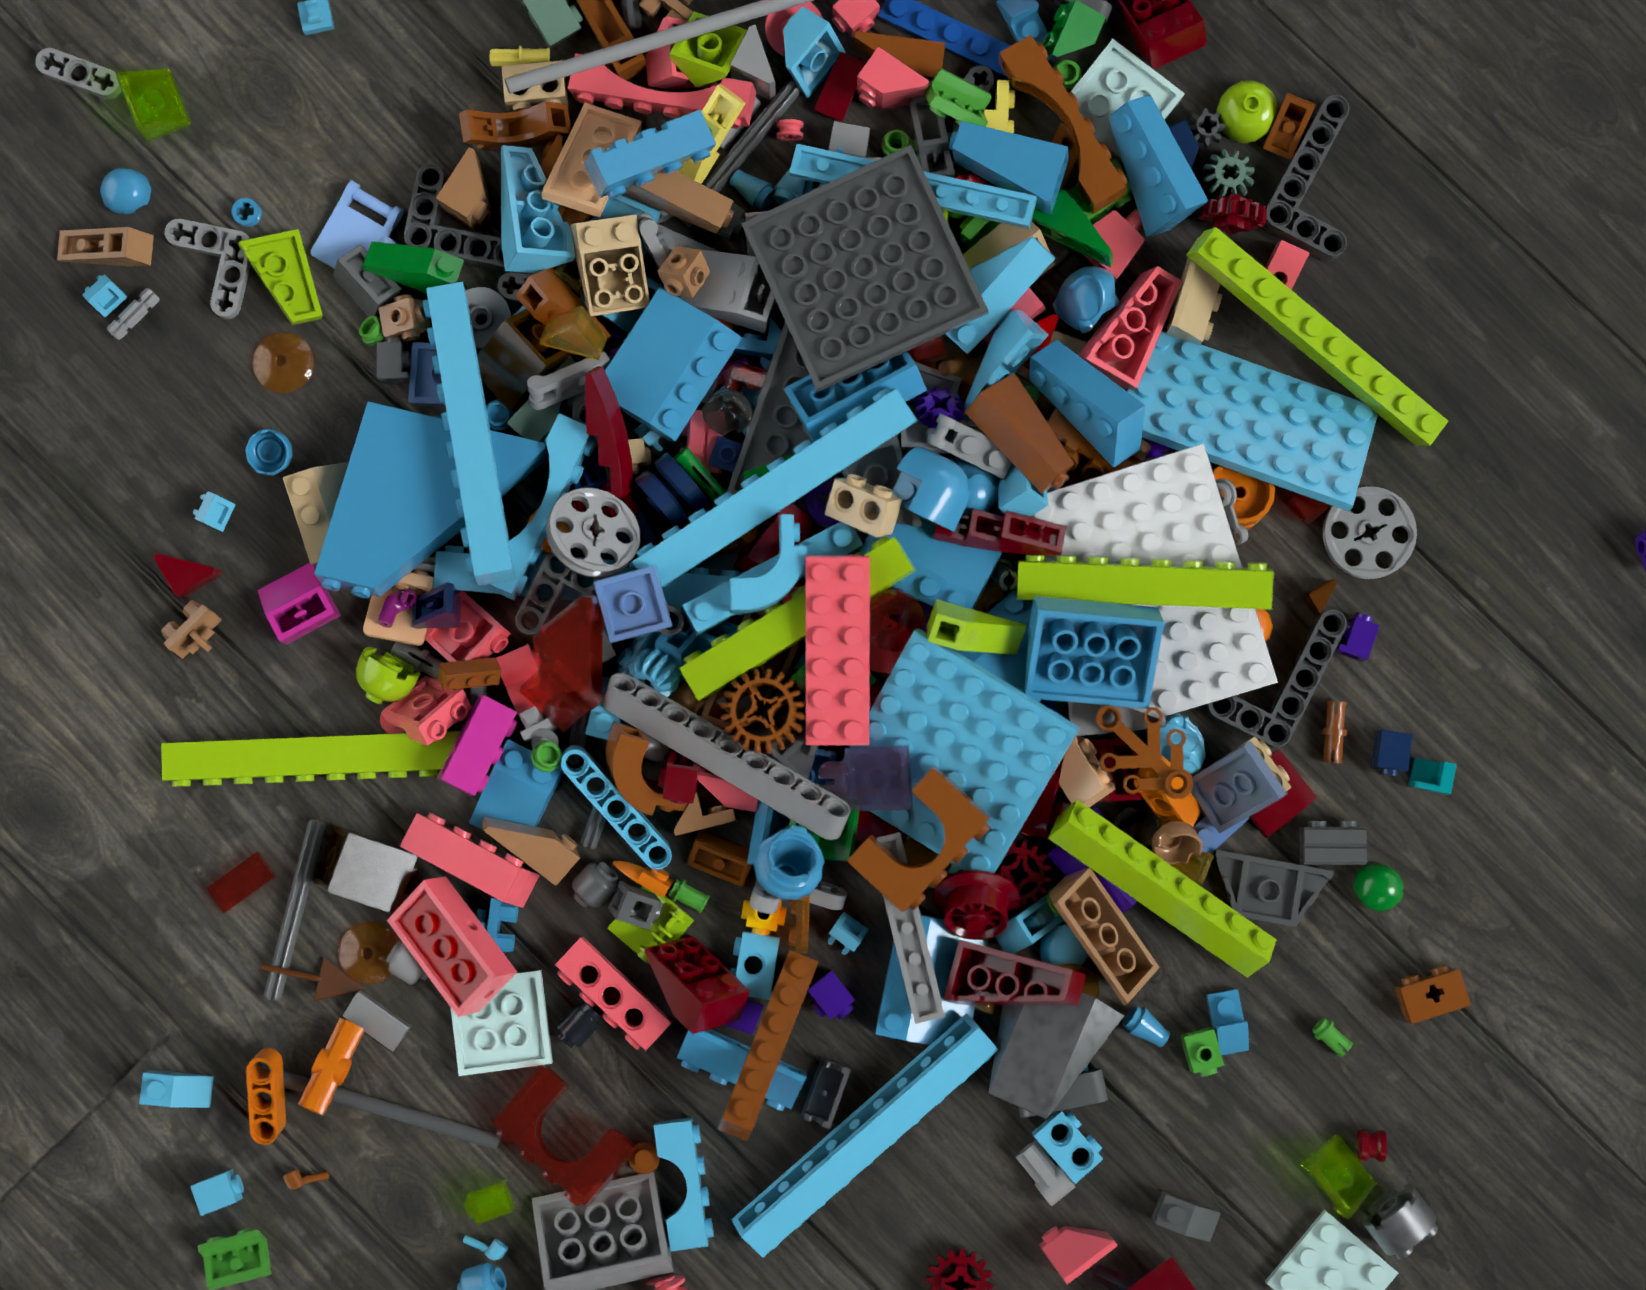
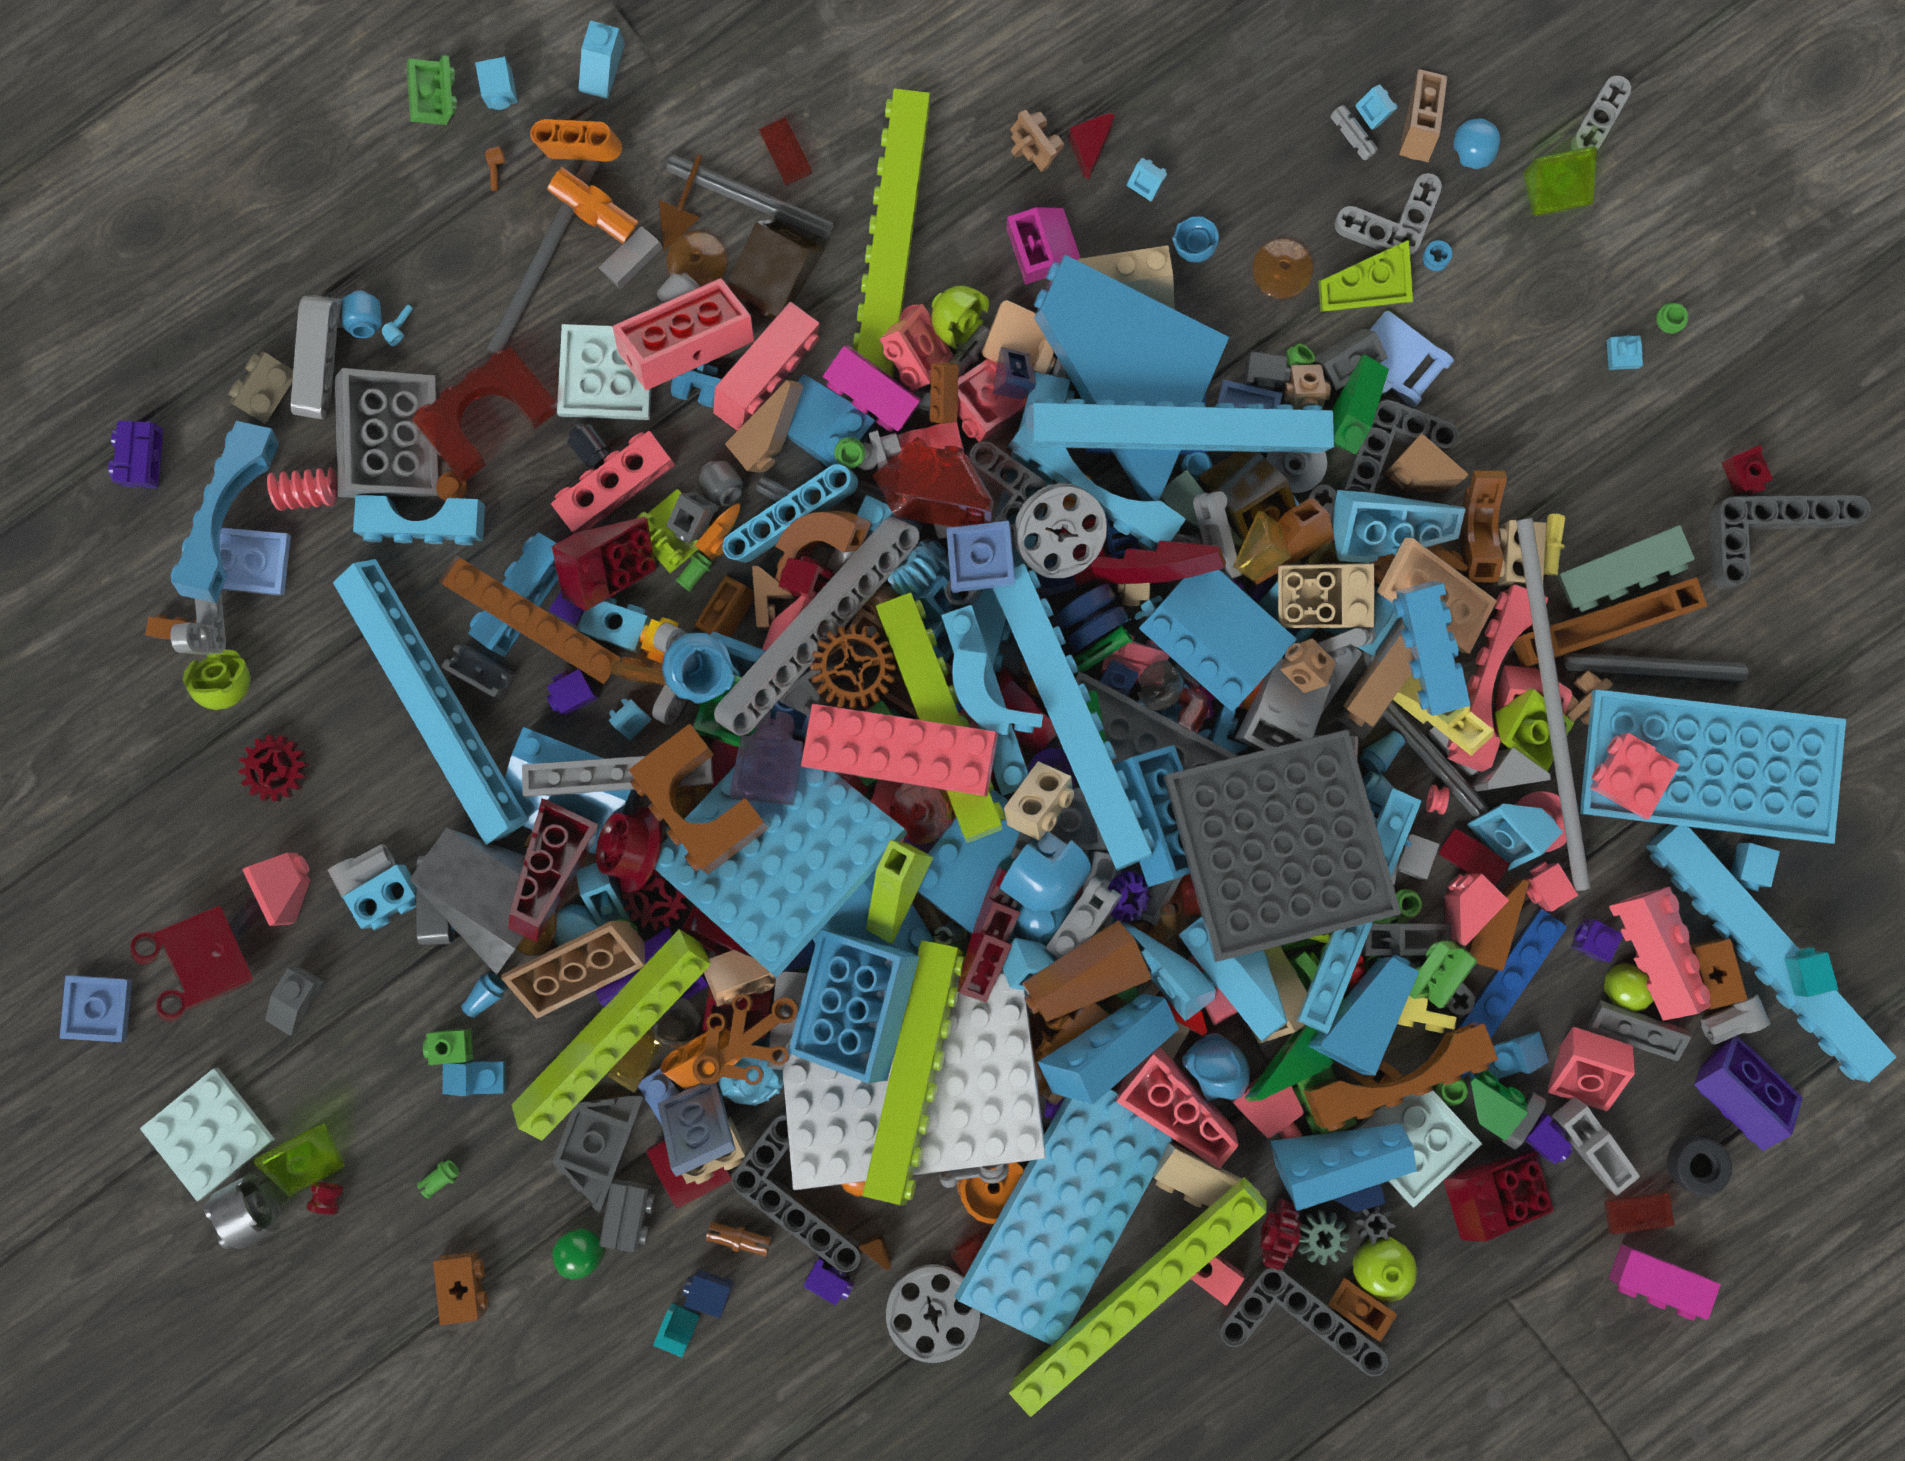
camera: 100 degrees right, 0 degrees up
(395, 604) = (1025, 333): magenta arm -> none
(489, 1202) = (437, 334): clear neon green brick -> none
(1176, 842) = (653, 1057): medium nougat hair -> none

